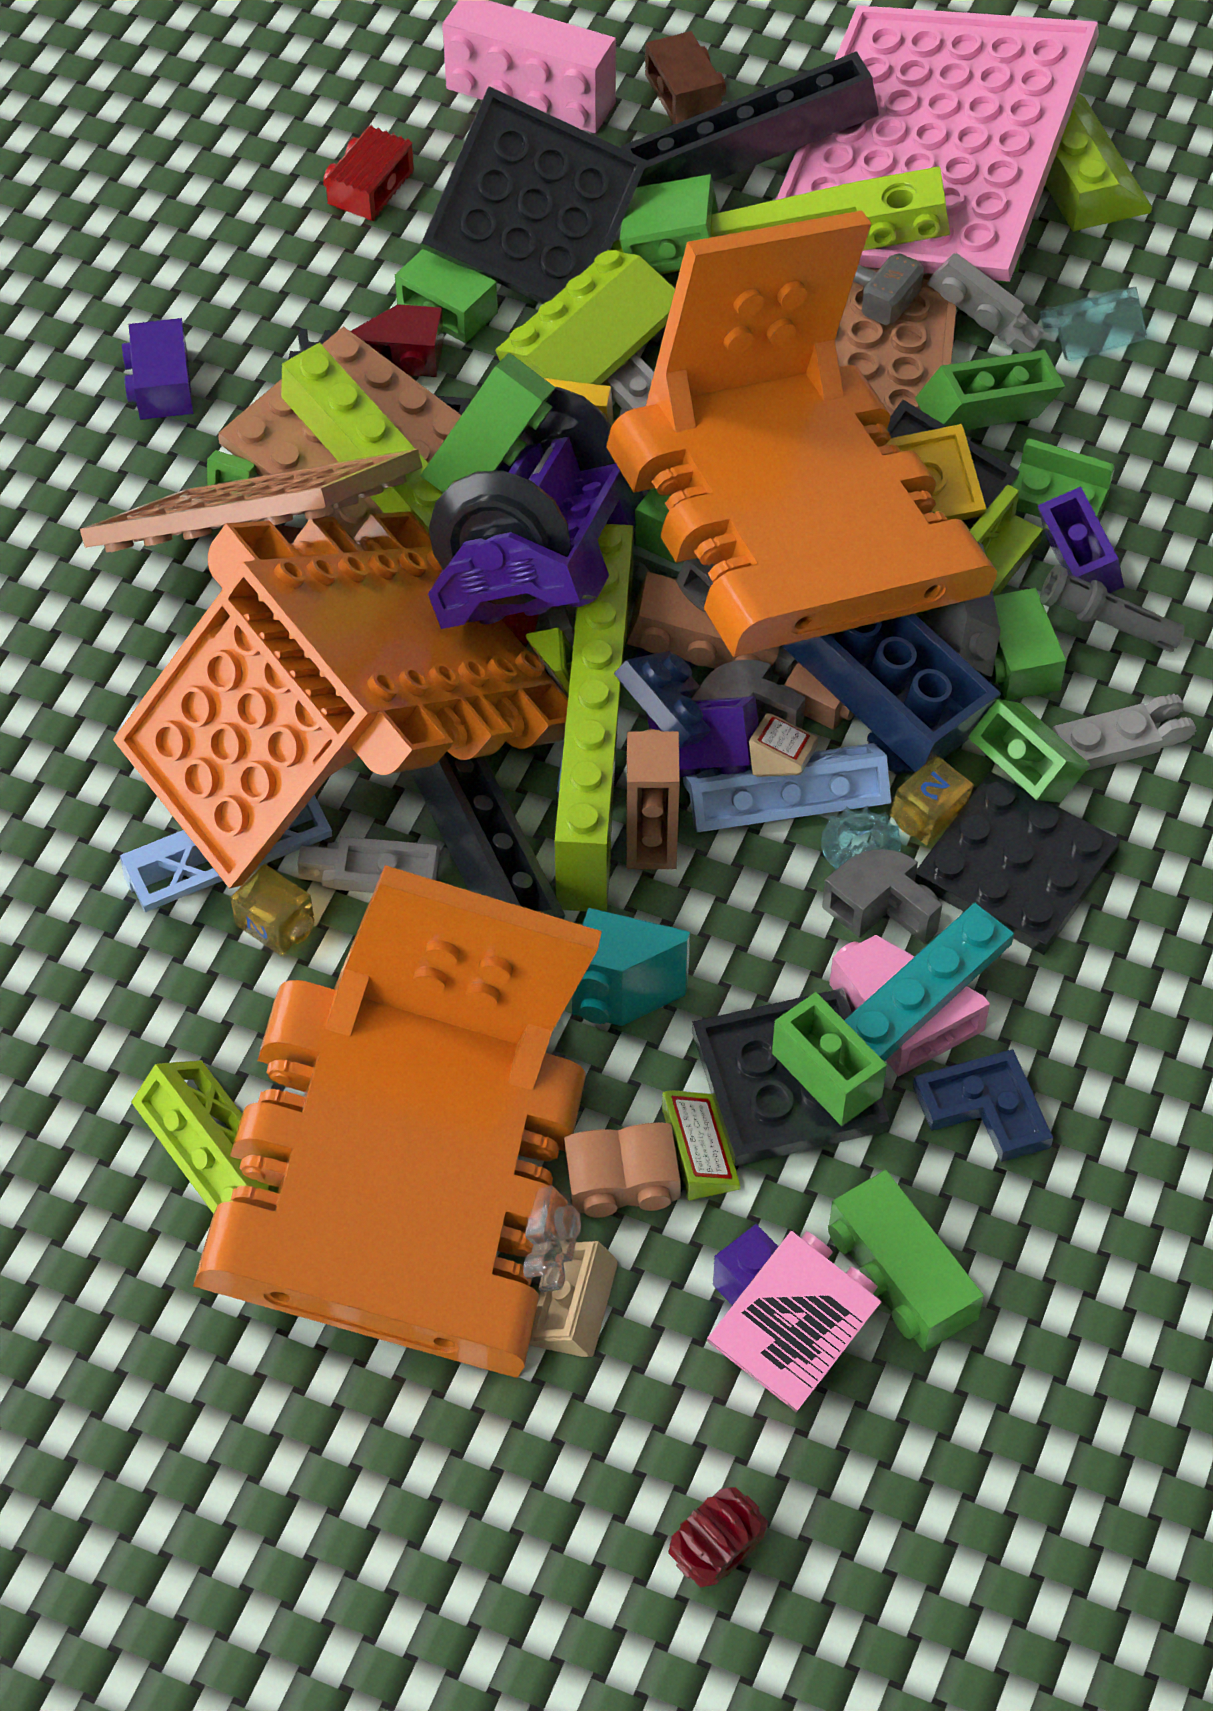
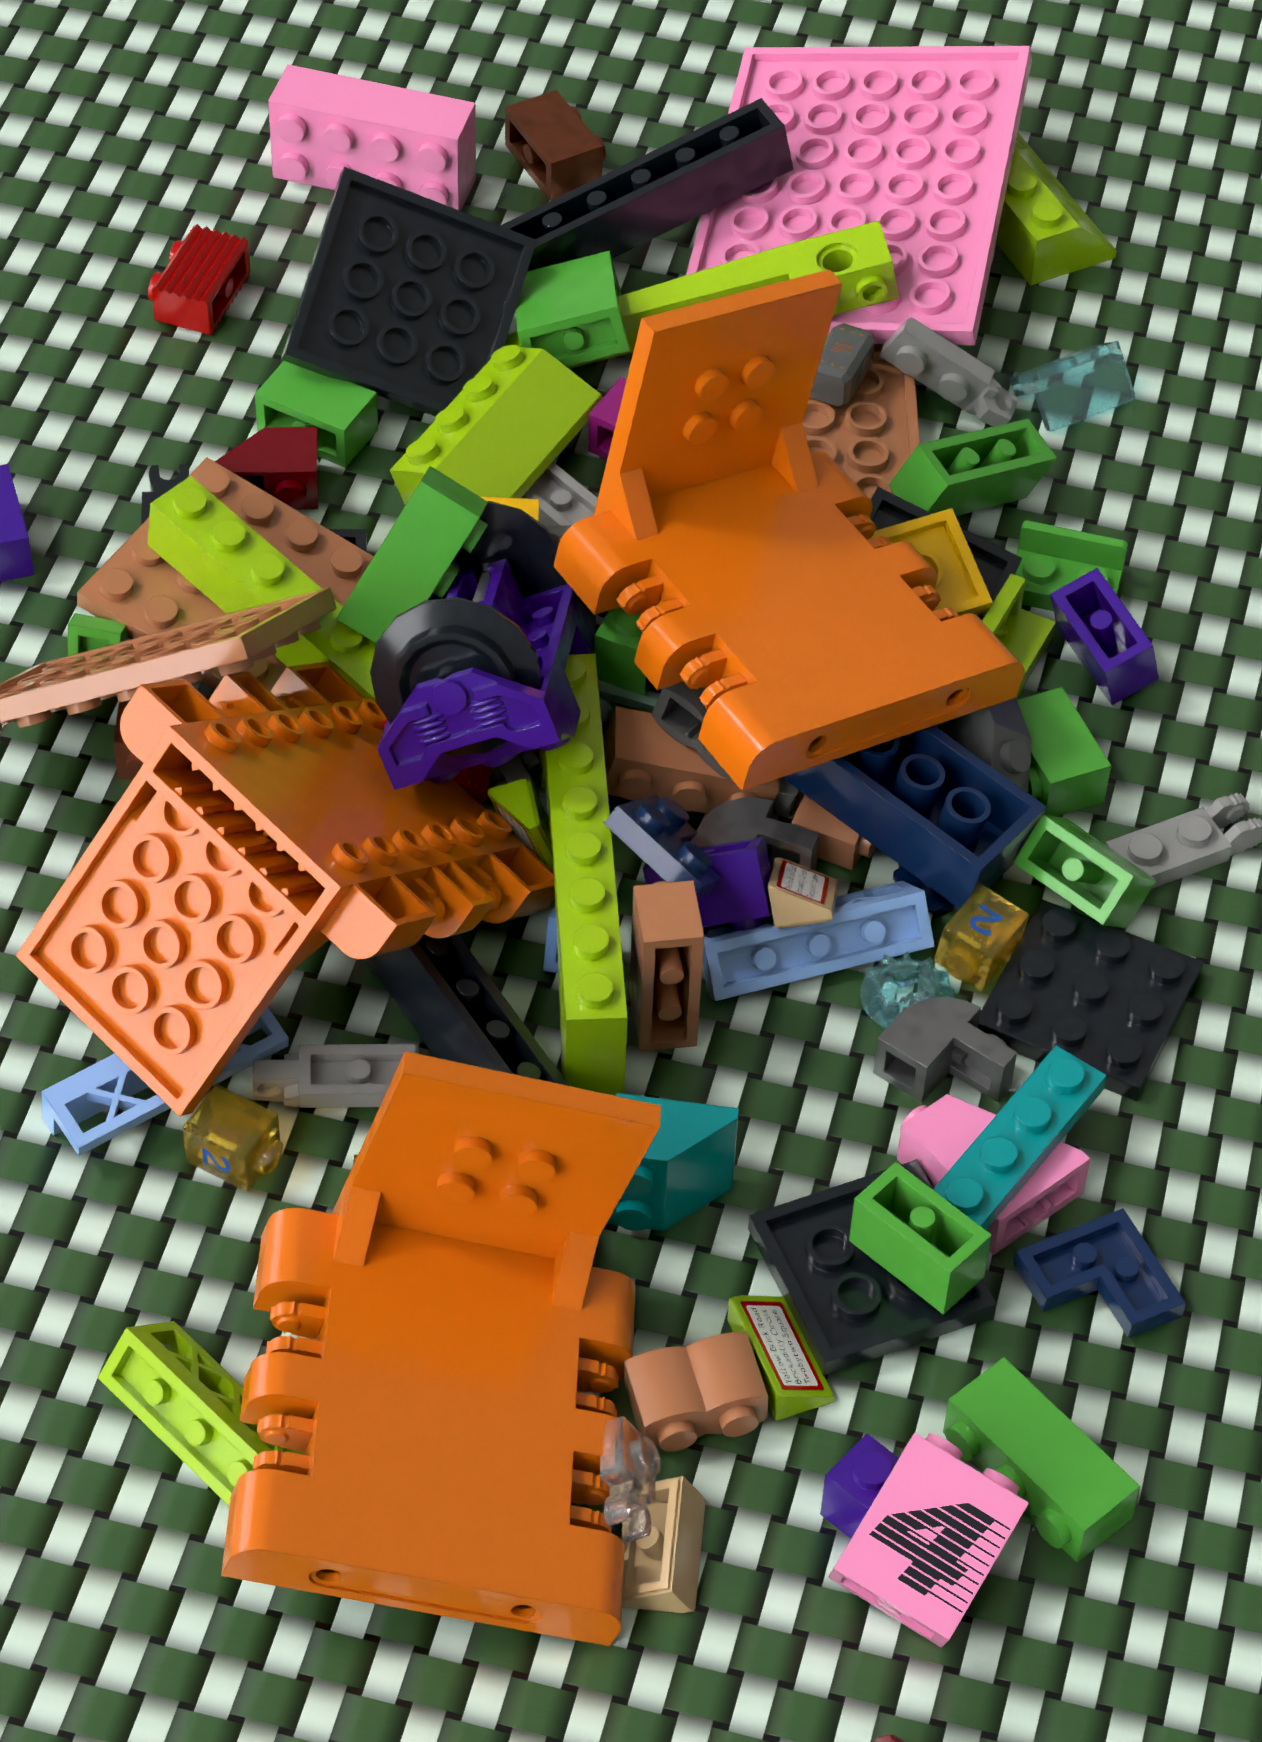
camera: 10 degrees left, 5 degrees down
(1093, 602) = (1131, 698): dark grey pin -> none

